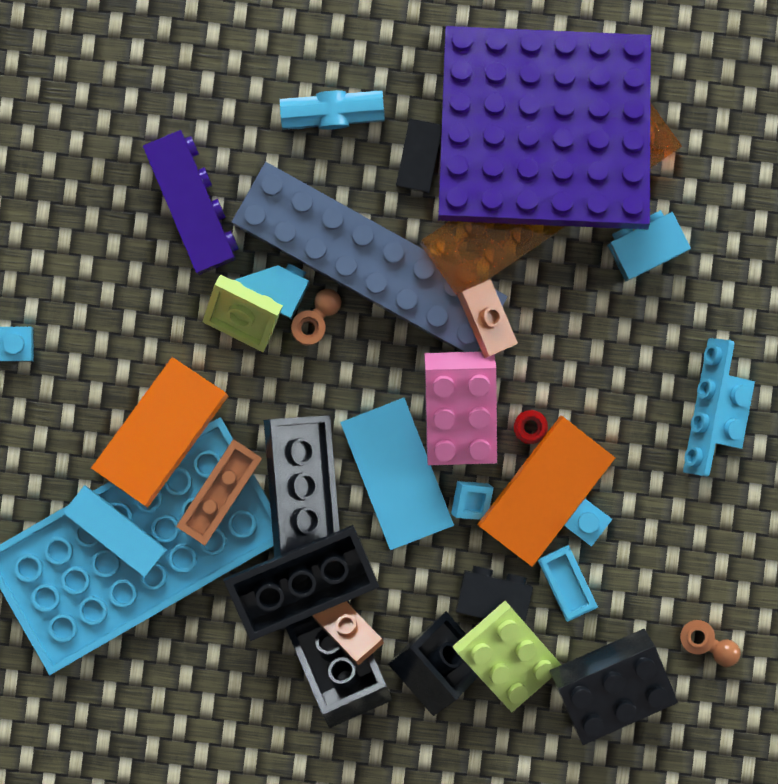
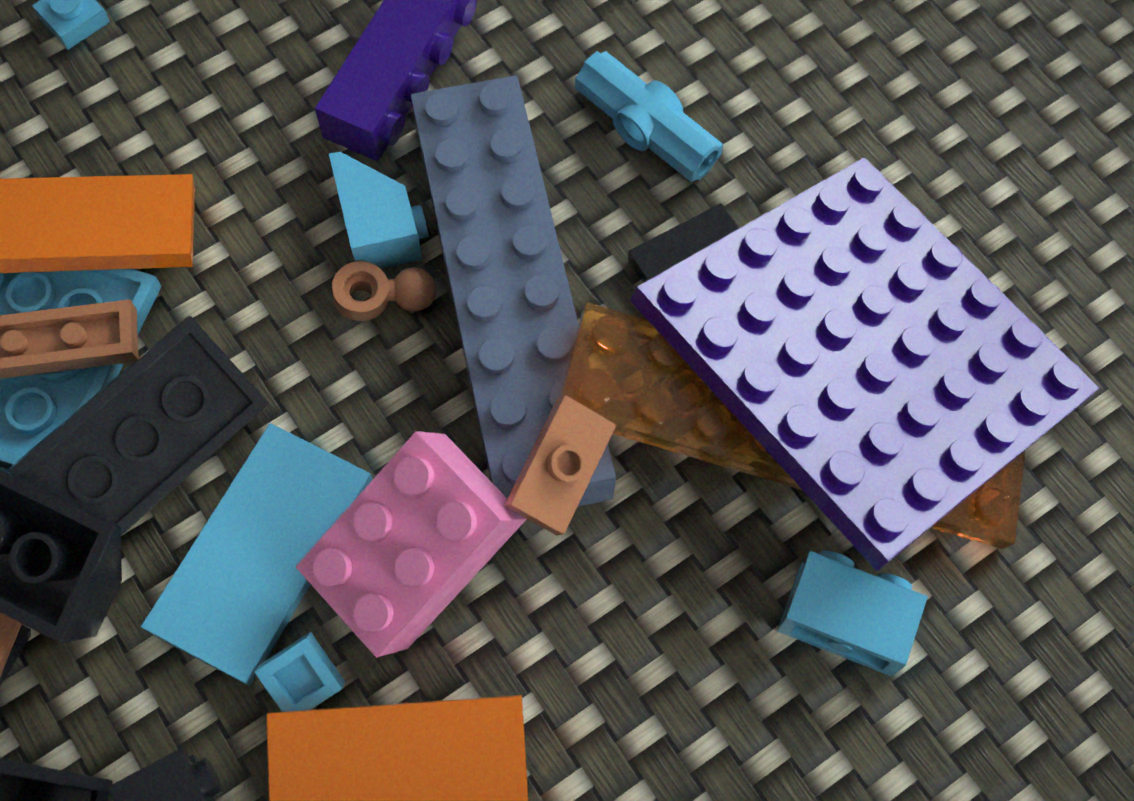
camera: 45 degrees right, 20 degrees down
(242, 313) = (309, 193): yellowish green plate -> none
(538, 418) = (465, 653): red plate -> none

